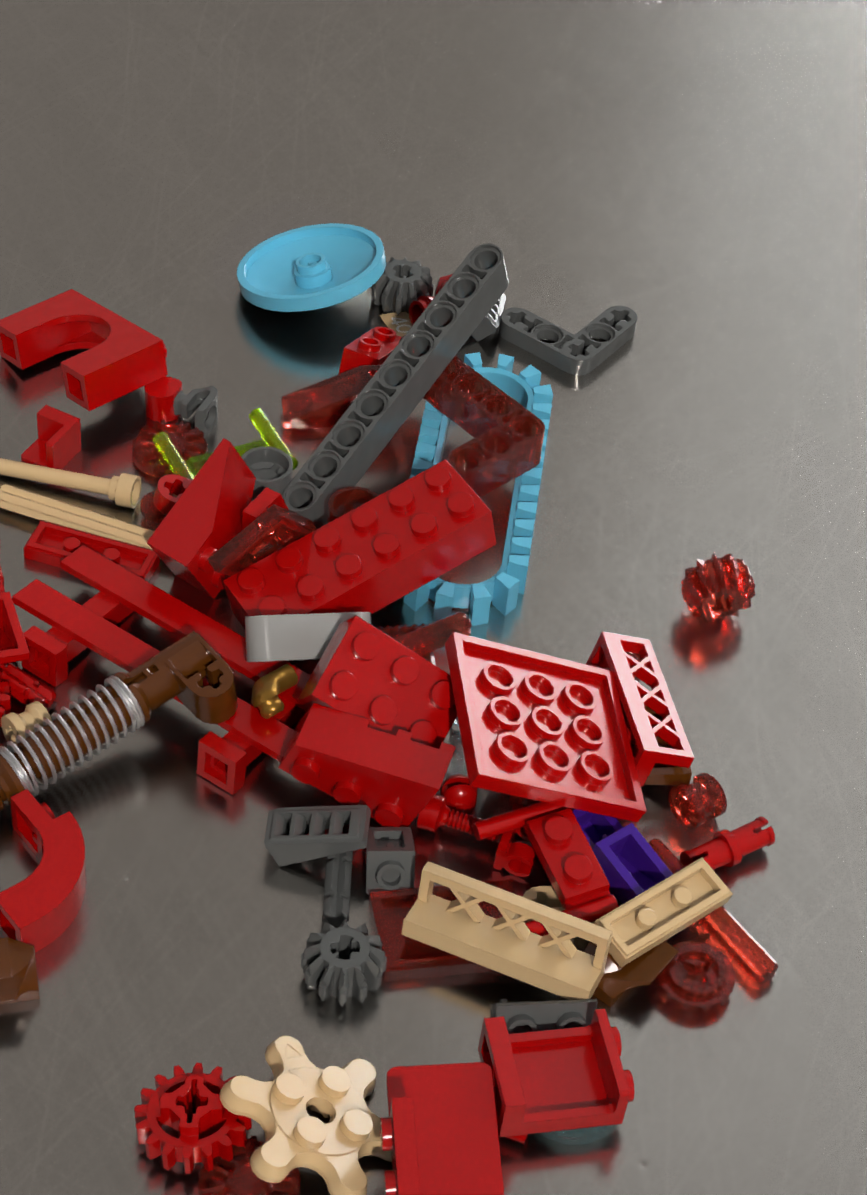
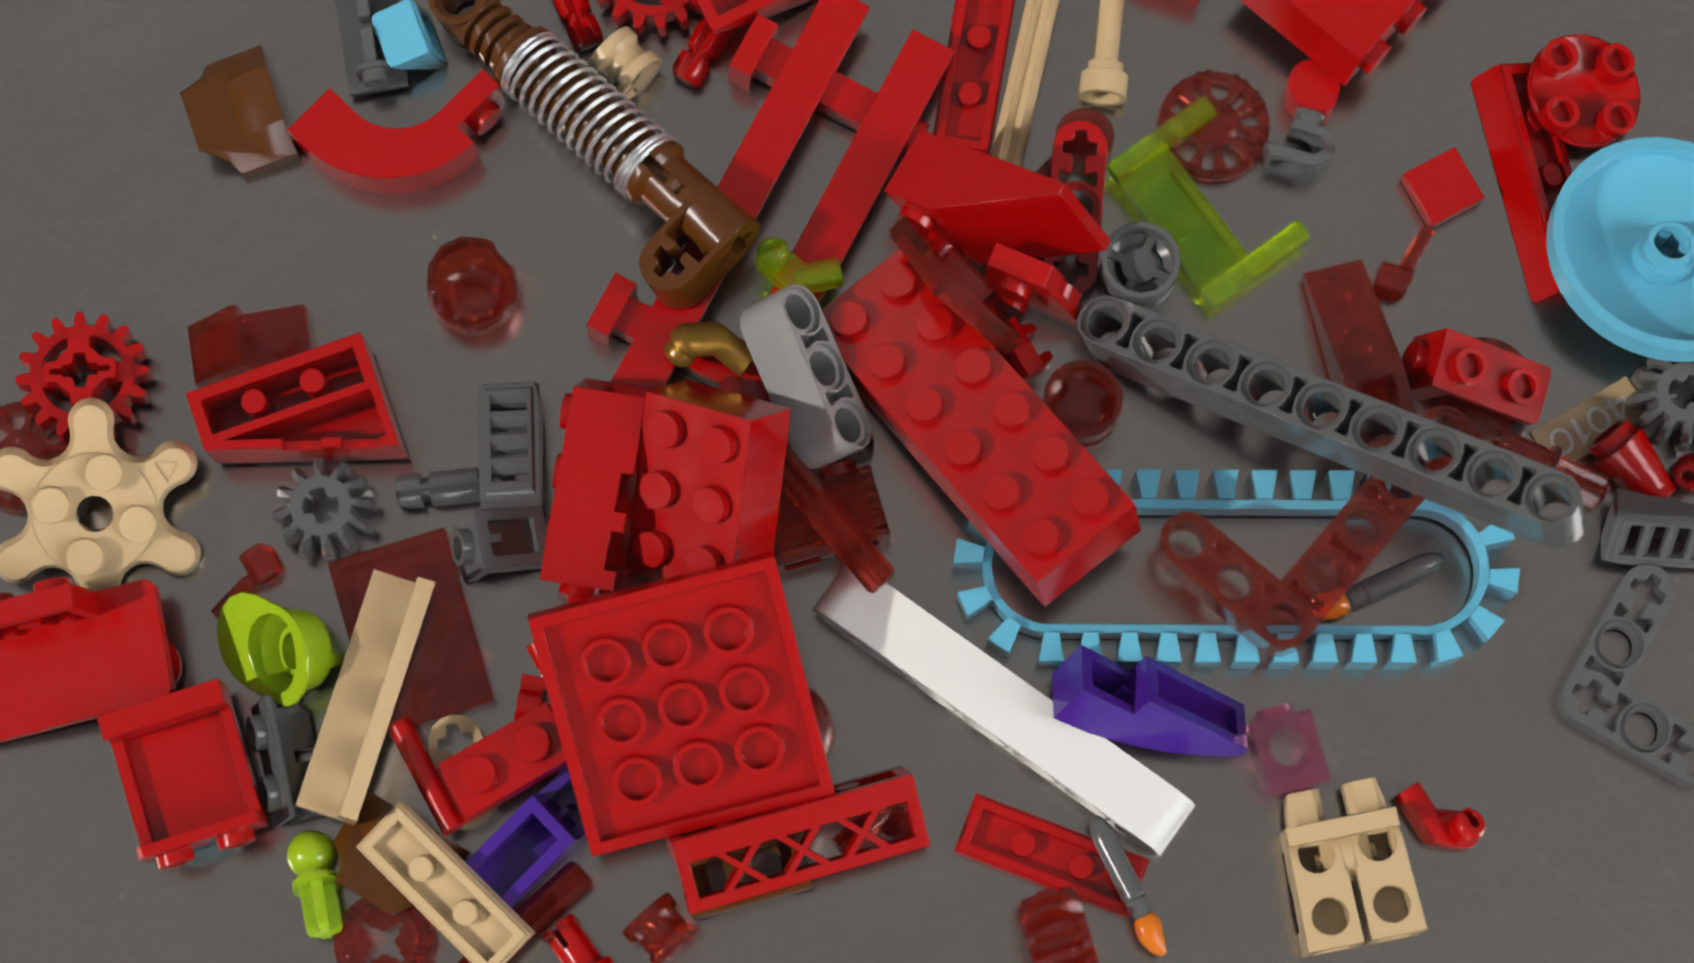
camera: 90 degrees right, 35 degrees up
(182, 843) = (471, 286): none -> clear red hair
(188, 1006) = (240, 342): none -> clear red slope
(198, 291) = (1584, 90): none -> red dish
(231, 636) = (784, 268): none -> clear neon green arm
(242, 361) = (1442, 188): none -> red tile
(247, 327) = (1528, 168): none -> red slope
(258, 953) = (301, 410): none -> red wedge
(290, 385) = (1394, 279): none -> clear red hand
(381, 1018) = (261, 568): none -> clear red hand
(451, 1005) = (274, 647): none -> lime piece
(563, 528) = (1147, 706): none -> dark purple slope
(569, 588) = (1006, 710): none -> white beam
(600, 476) = (1279, 779): none -> clear pink brick
(650, 426) = (1439, 826): none -> red arm
(651, 1011) = (311, 859): none -> lime axle
(653, 600) = (1041, 853): none -> red tile
(678, 462) = (1343, 851): none -> tan hips
(680, 557) = (1146, 923): none -> dark grey piece

